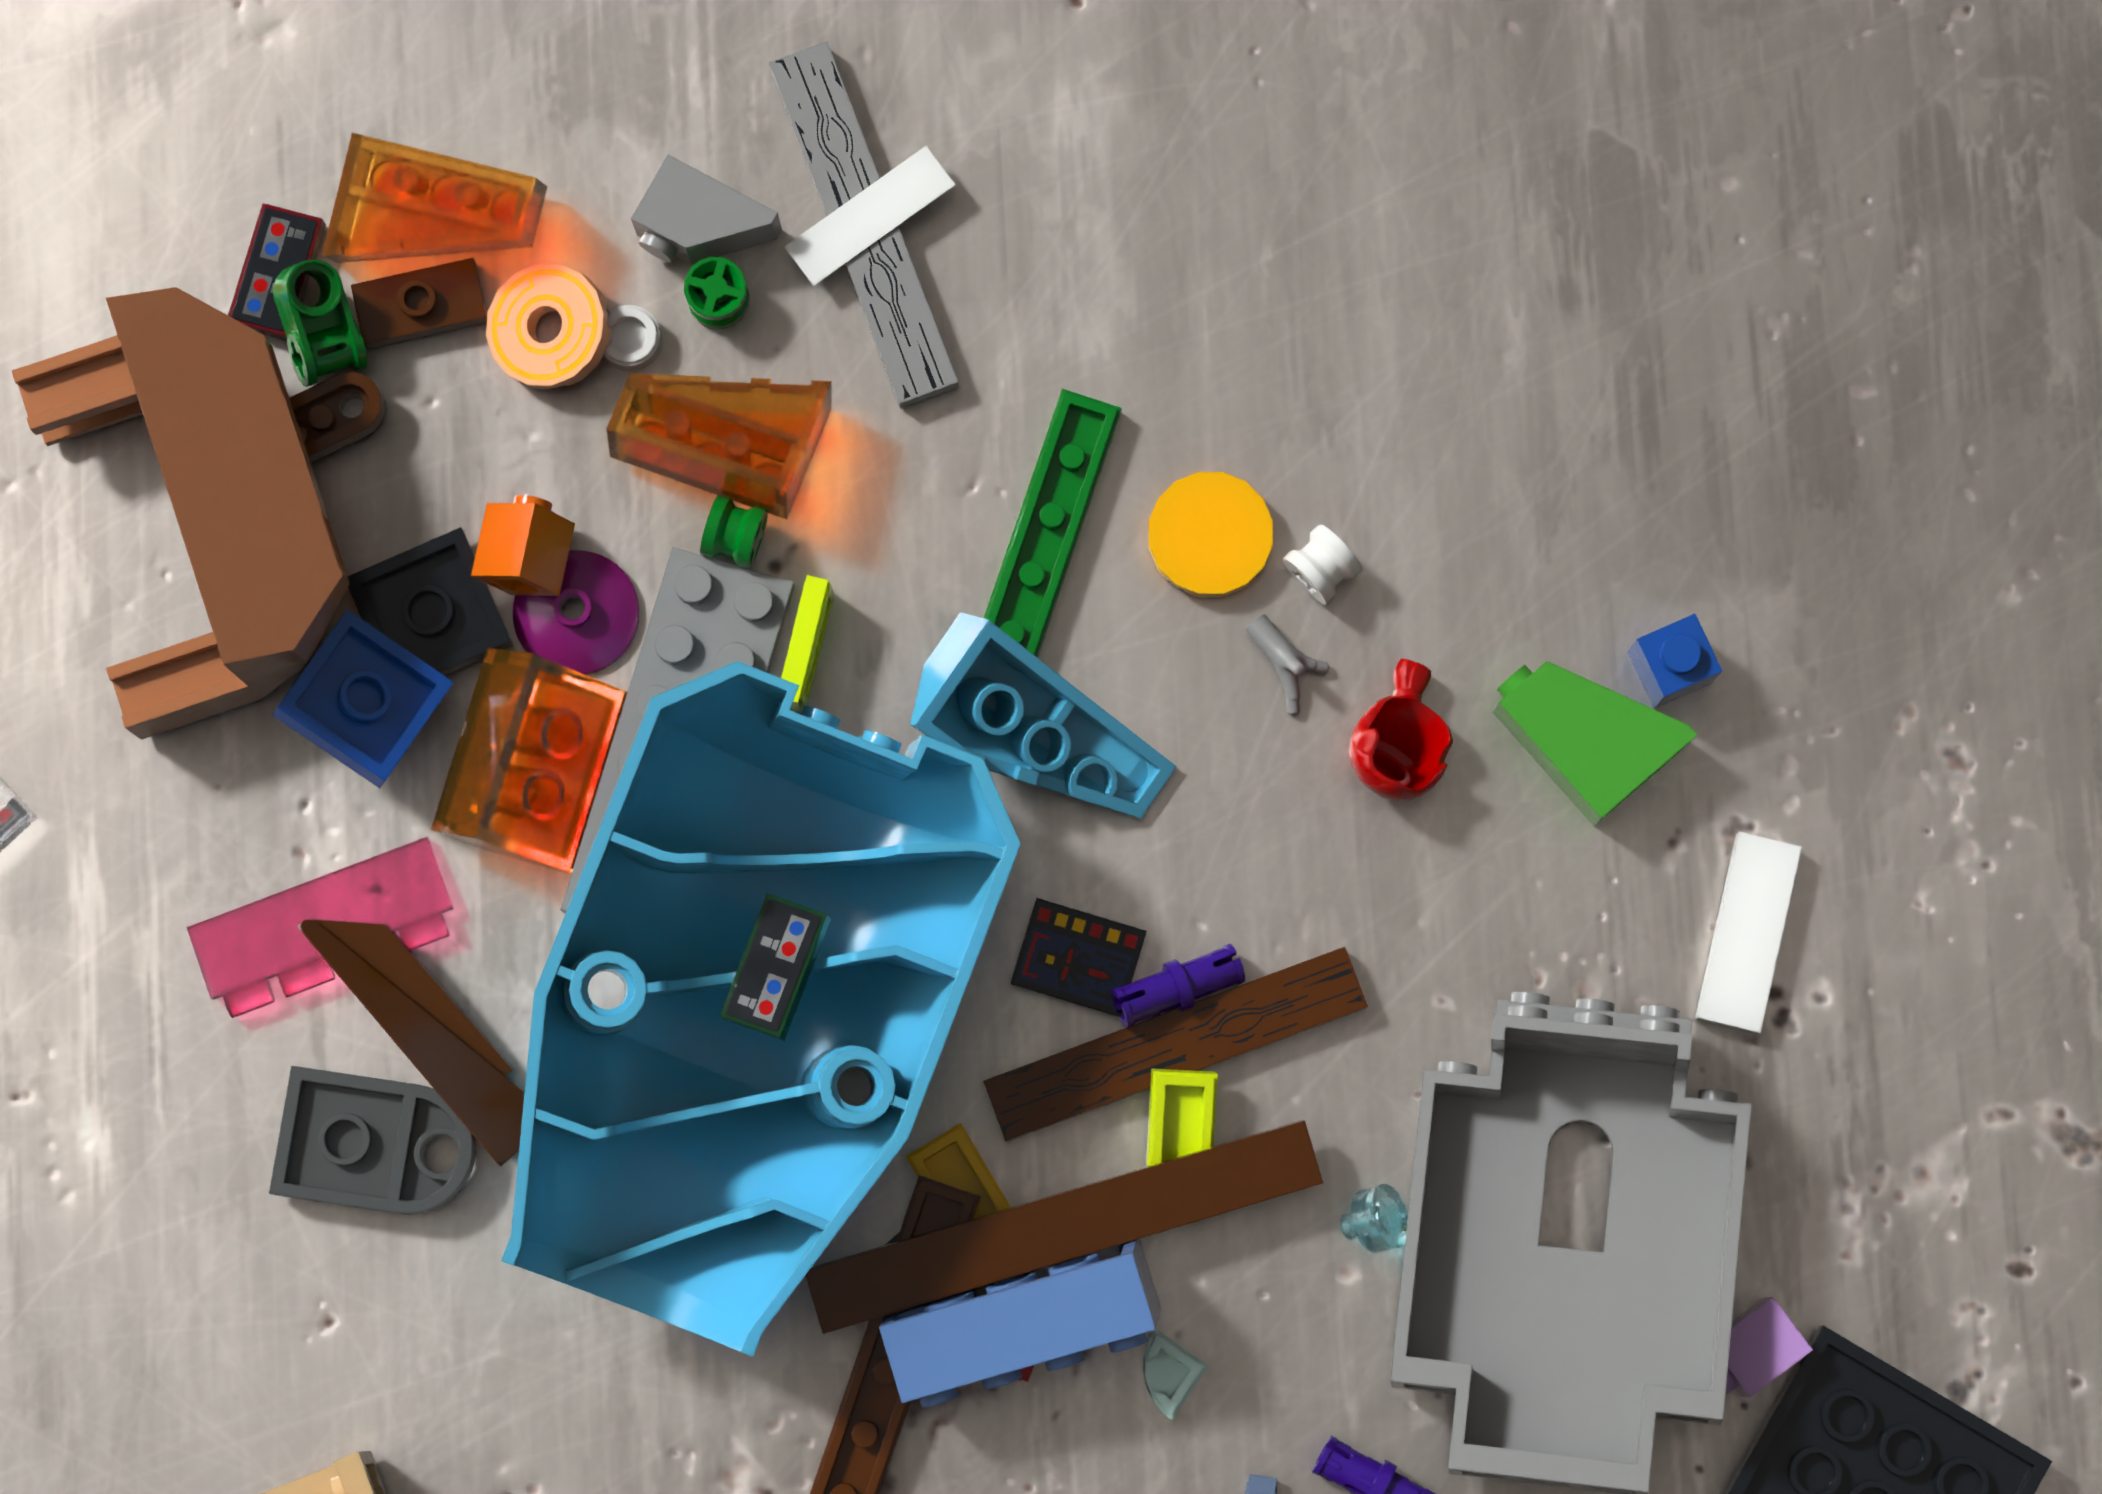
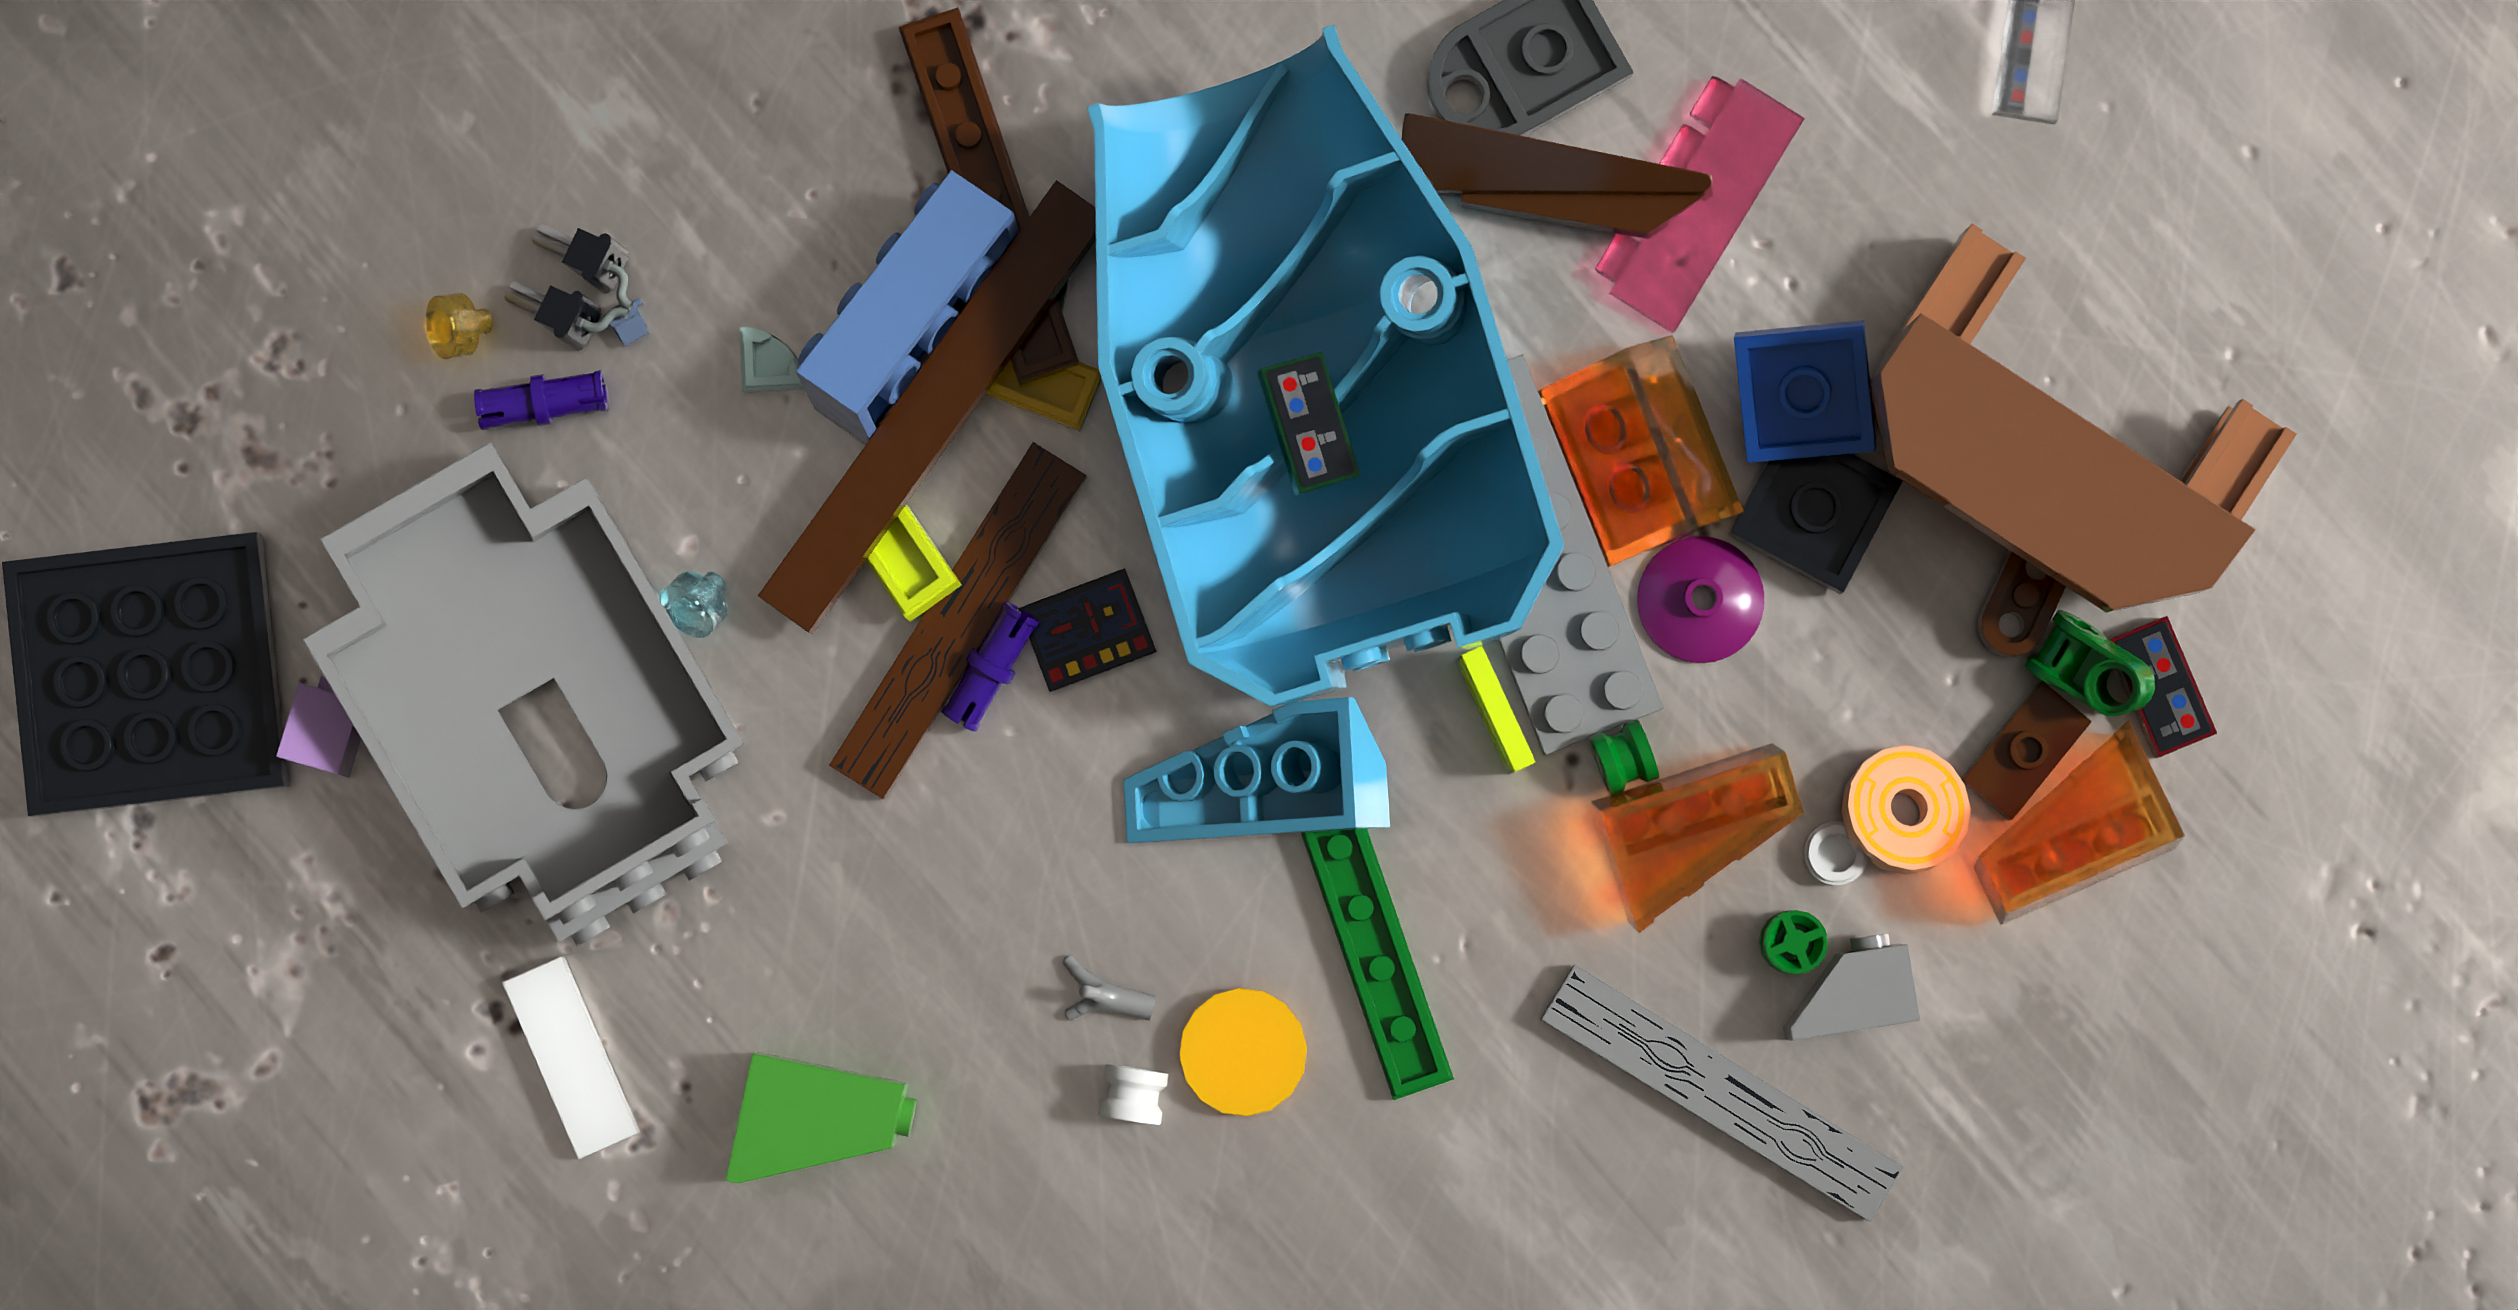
camera: 135 degrees right, 5 degrees up
(523, 547) = (1780, 614): orange brick -> none
(869, 215) = (1720, 1101): white sticker -> none
(1400, 741) = (960, 997): red hair -> none
(1674, 661) = (789, 1231): blue brick -> none

